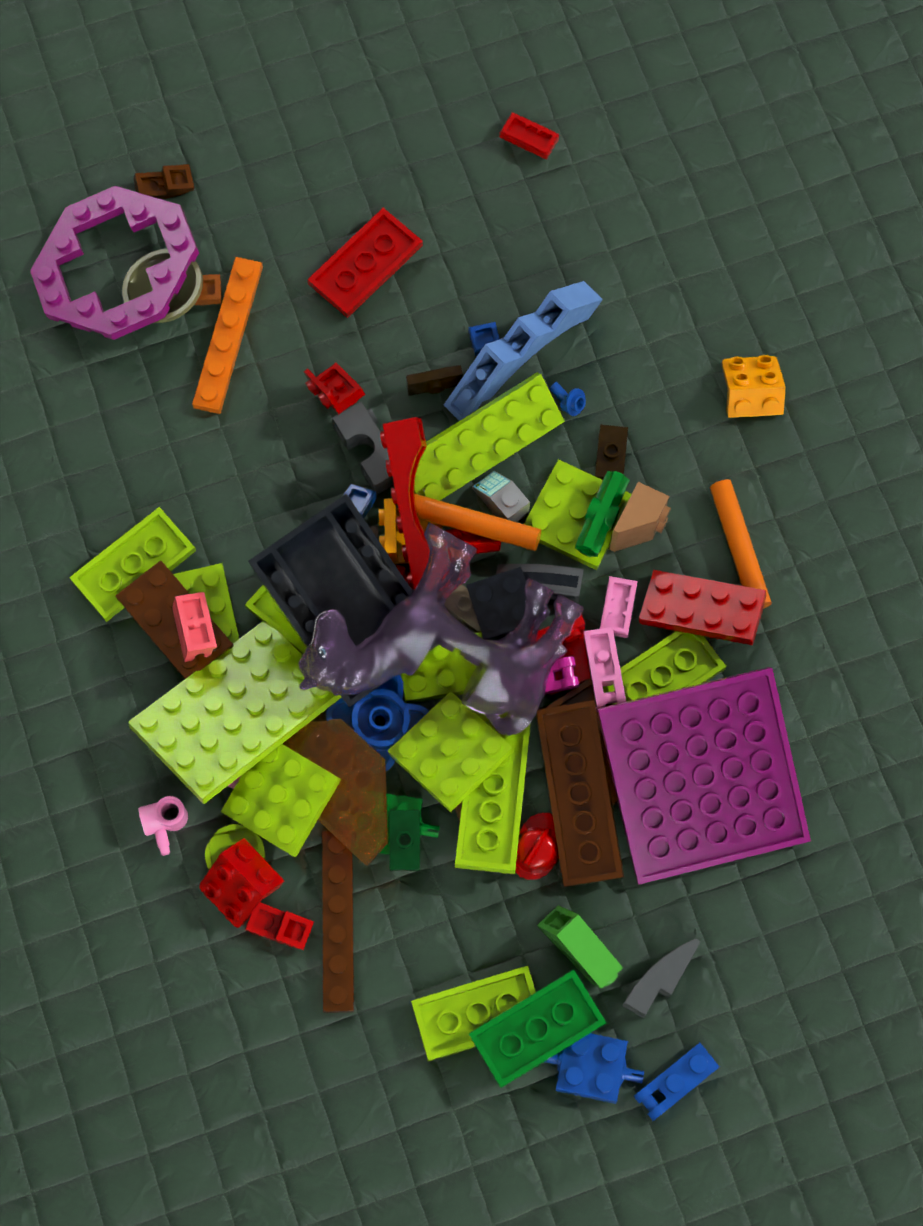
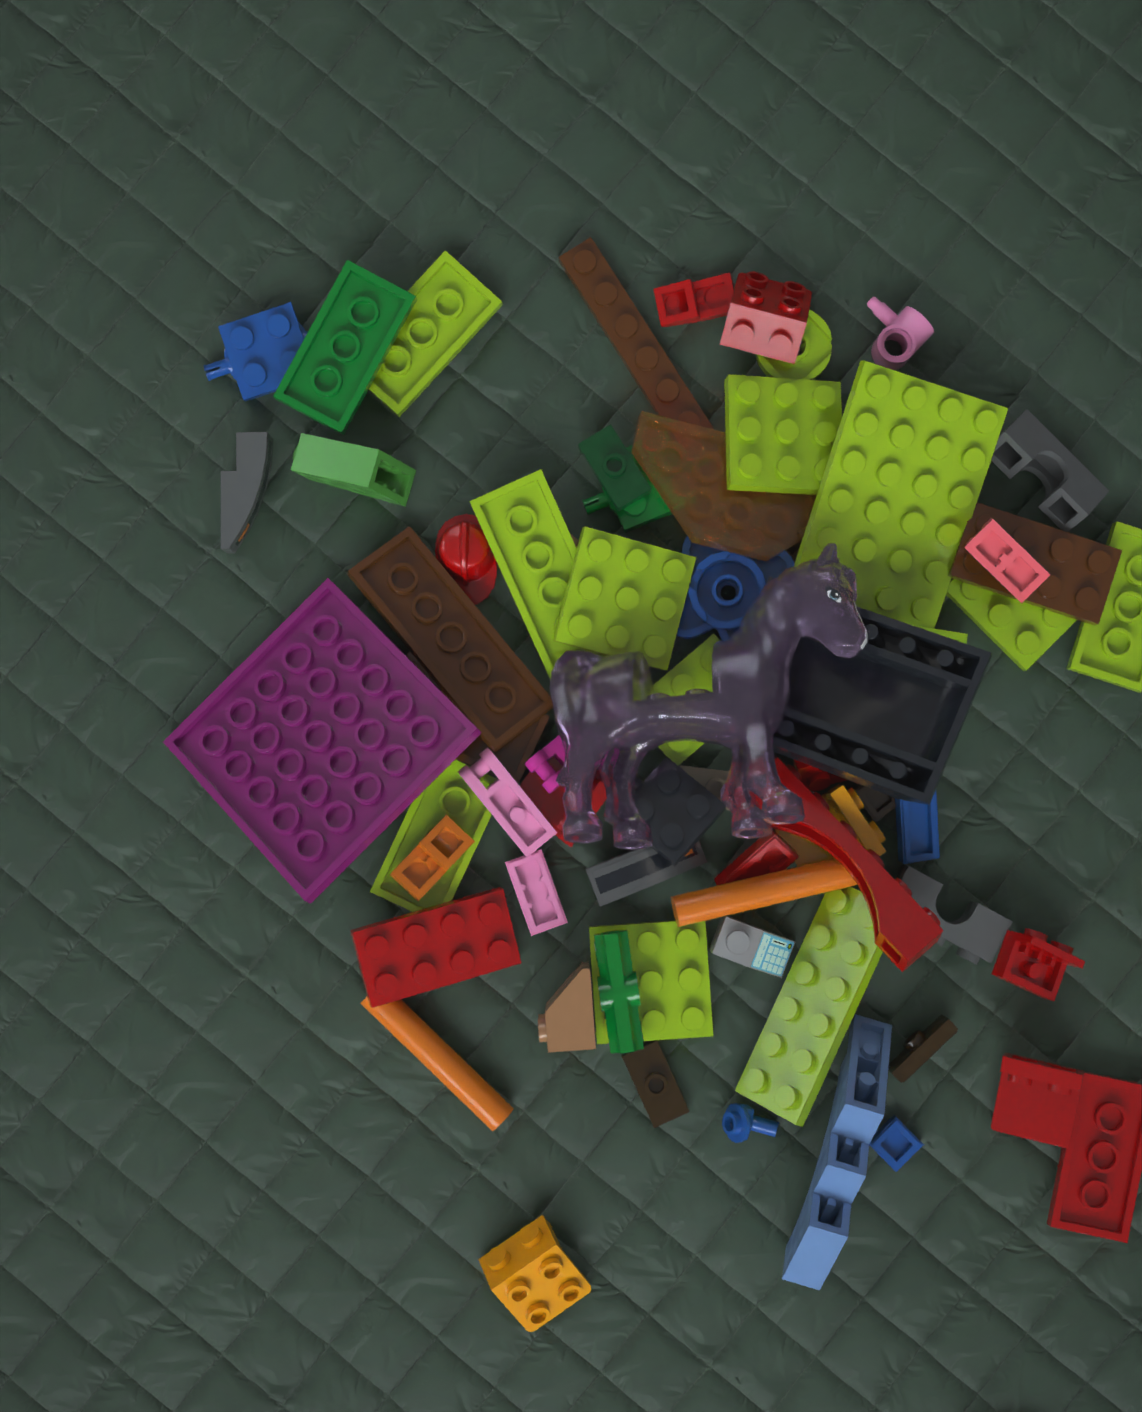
camera: 145 degrees right, 15 degrees up
(119, 655) = (1068, 484): none -> dark grey arch
(383, 313) = (1037, 1100): none -> red bracket
(673, 662) = (432, 858): none -> orange slope
(677, 1080) = (167, 391): blue plate -> none

